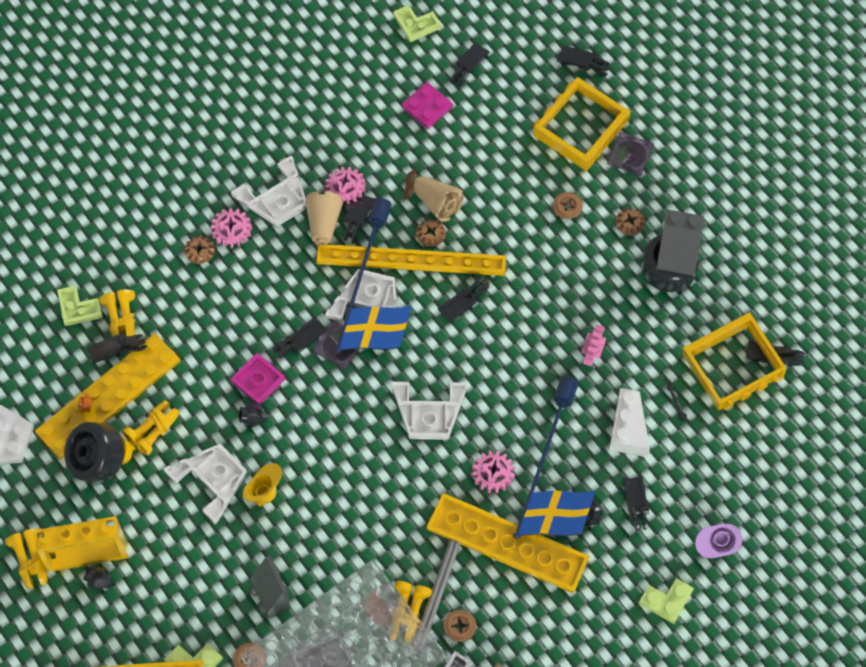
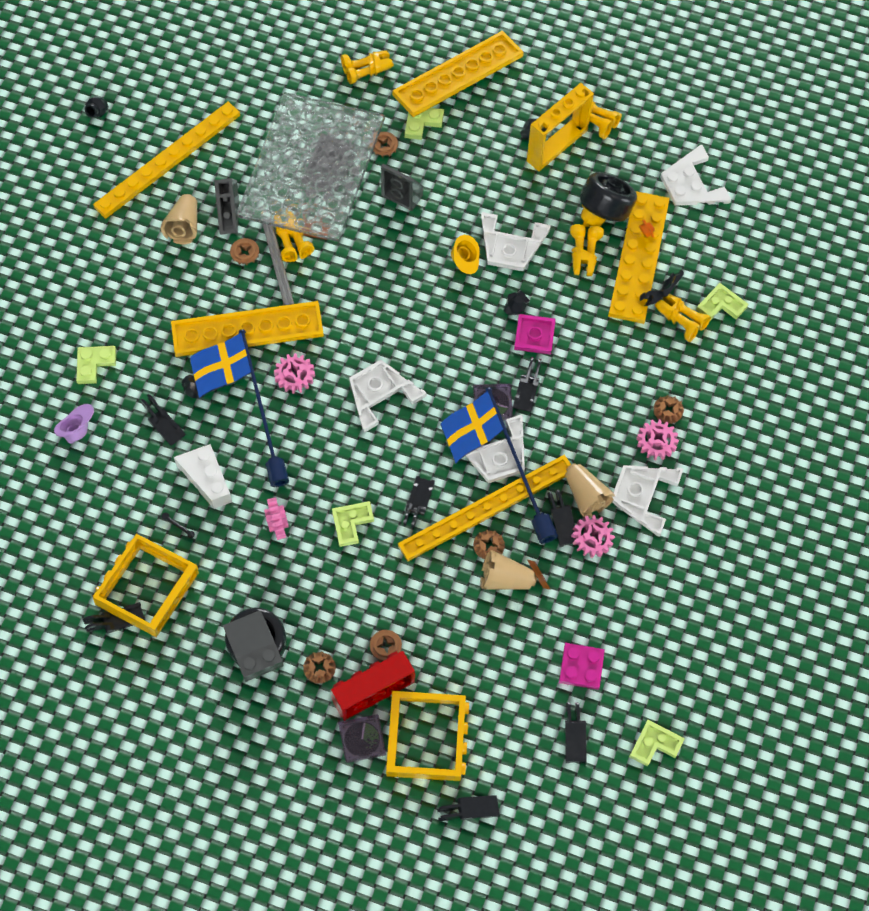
camera: 145 degrees right, 0 degrees up
(532, 319) = (346, 519): none -> yellowish green plate
(600, 174) = (372, 685): none -> red brick

